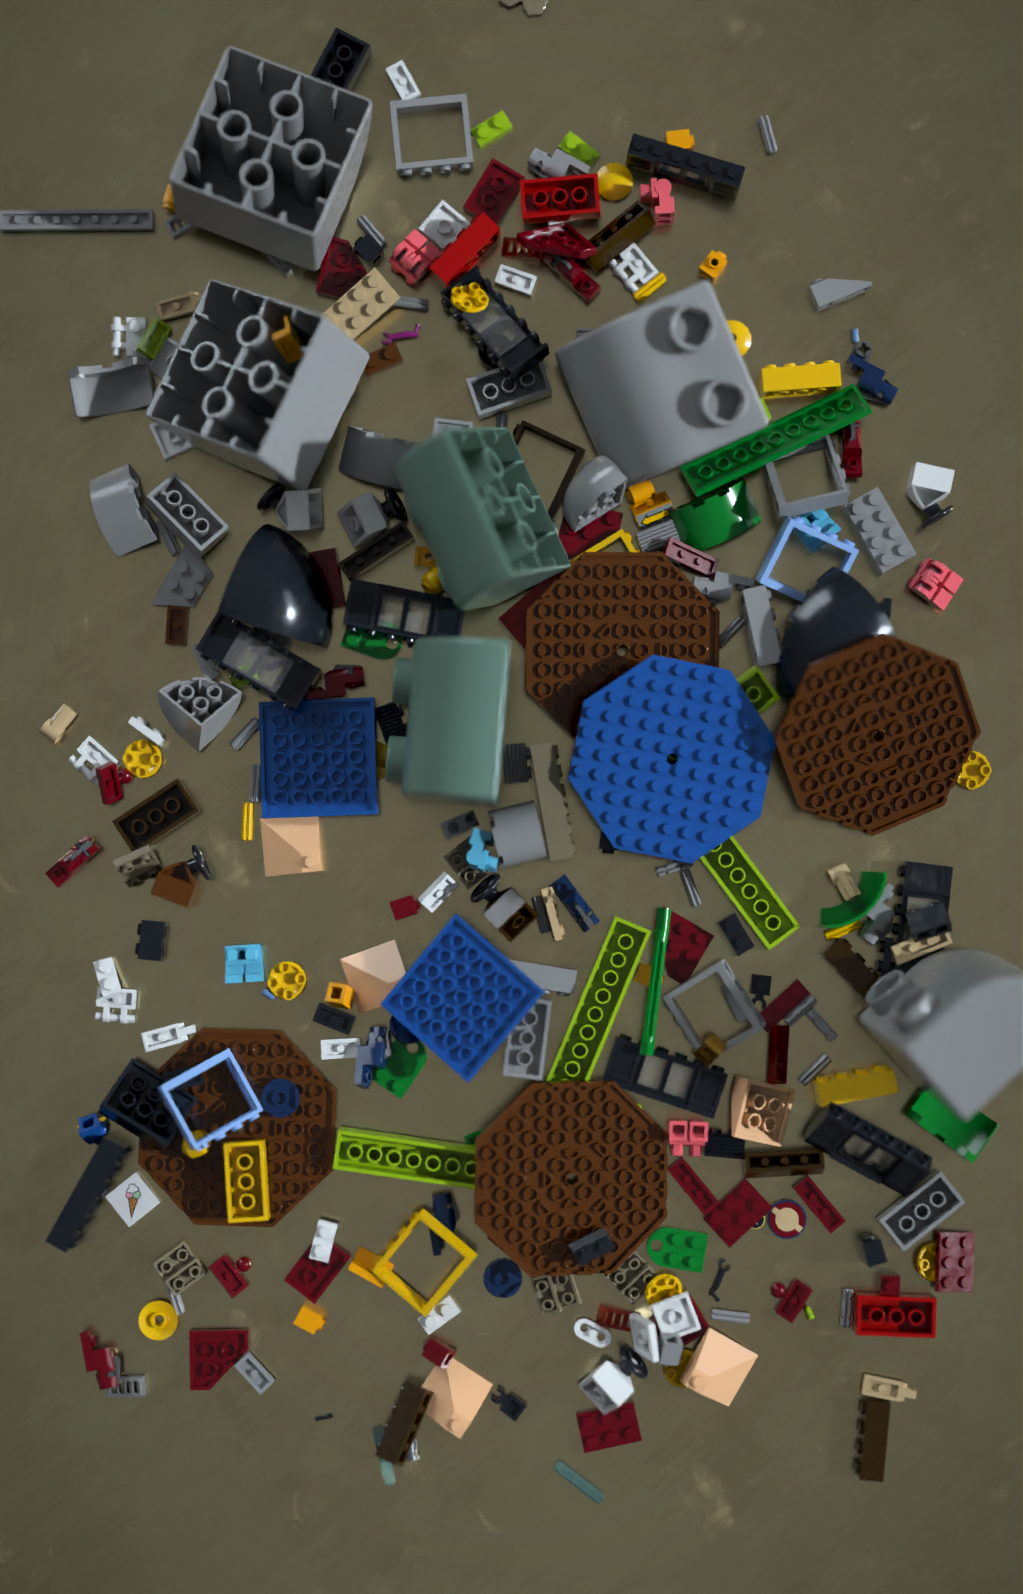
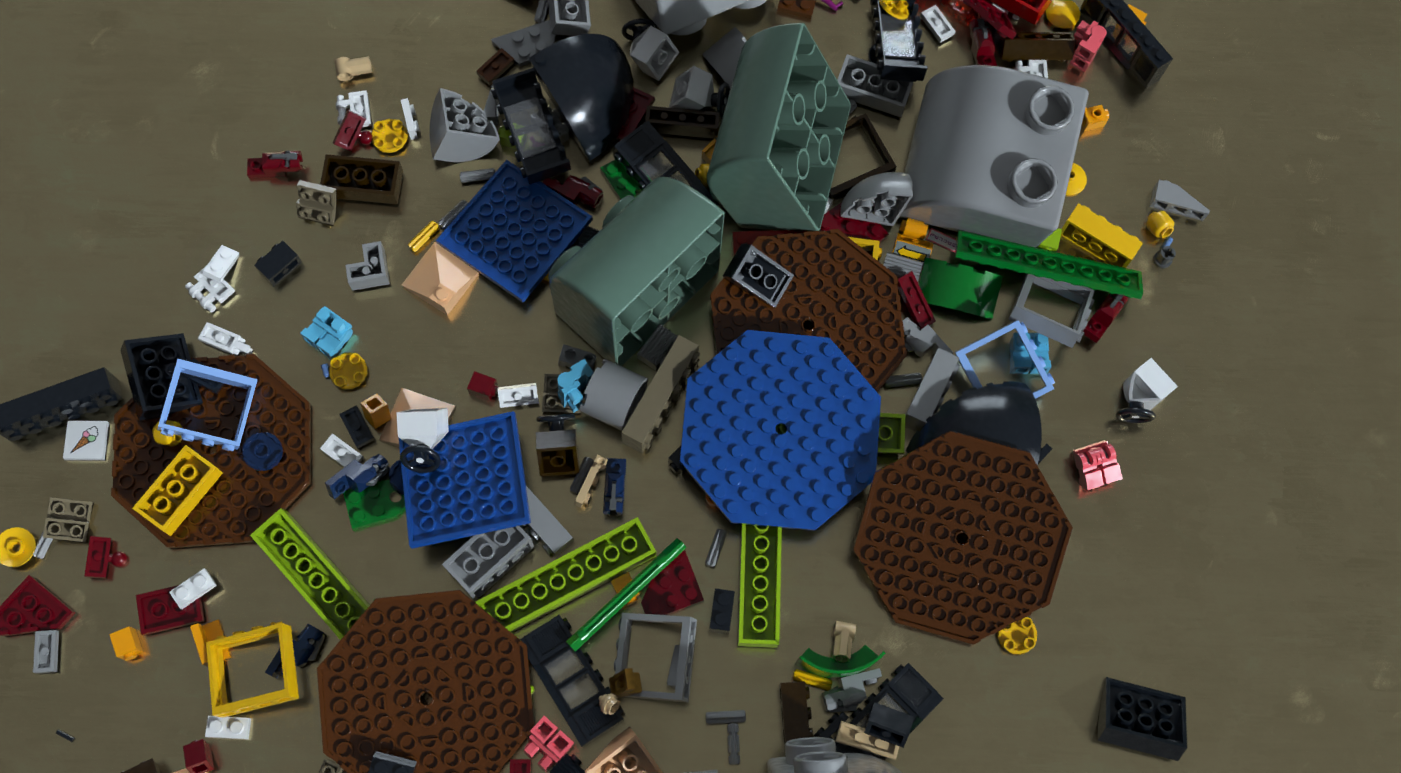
camera: 30 degrees right, 15 degrees down
(92, 1128) = (107, 358): blue piece -> none
(178, 880) = (335, 234): reddish brown piece -> none
(235, 883) = (372, 271): none -> light grey brick
(400, 987) = (422, 431): none -> white piece
(502, 1278) = (303, 740): dark blue tile -> none
(553, 645) = (758, 274): none -> black slope
(669, 481) = (942, 240): none -> white sticker
(672, 867) = (715, 521): light grey axle -> none
(709, 1073) = (609, 703): none -> tan plate
(760, 986) = (708, 672): black plate -> none
(767, 134) = (1203, 62): light grey axle -> none
(778, 1054) = (678, 738): dark red plate -> none
(784, 1004) = (714, 701): dark red plate -> none
(838, 324) = (1160, 224): none -> yellow head
(871, 381) = (1156, 282): dark blue plate -> none
(878, 531) = (1079, 393): light grey brick -> none

